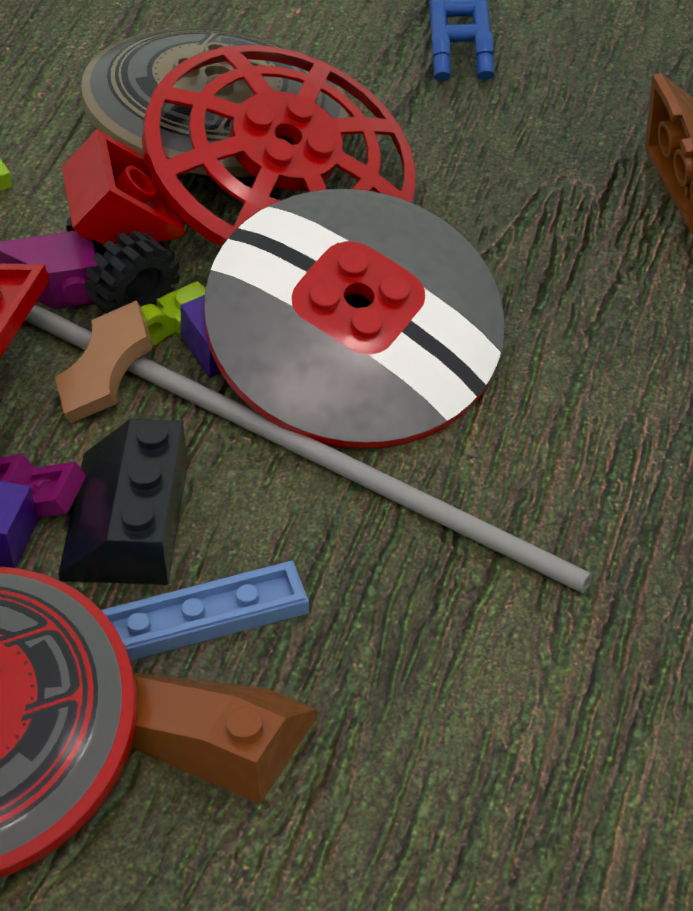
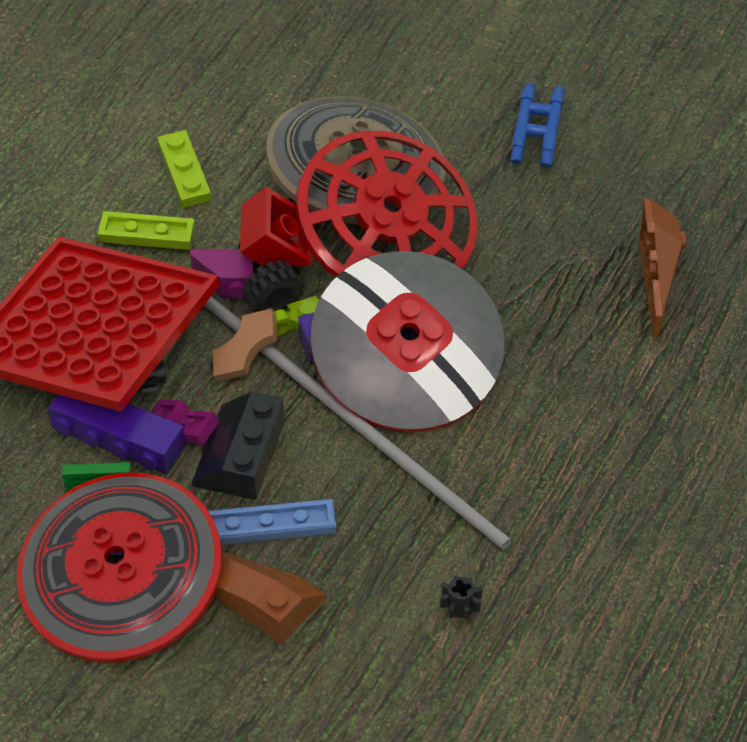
camera: 10 degrees right, 5 degrees up
(542, 674) = (461, 597): none -> black gear

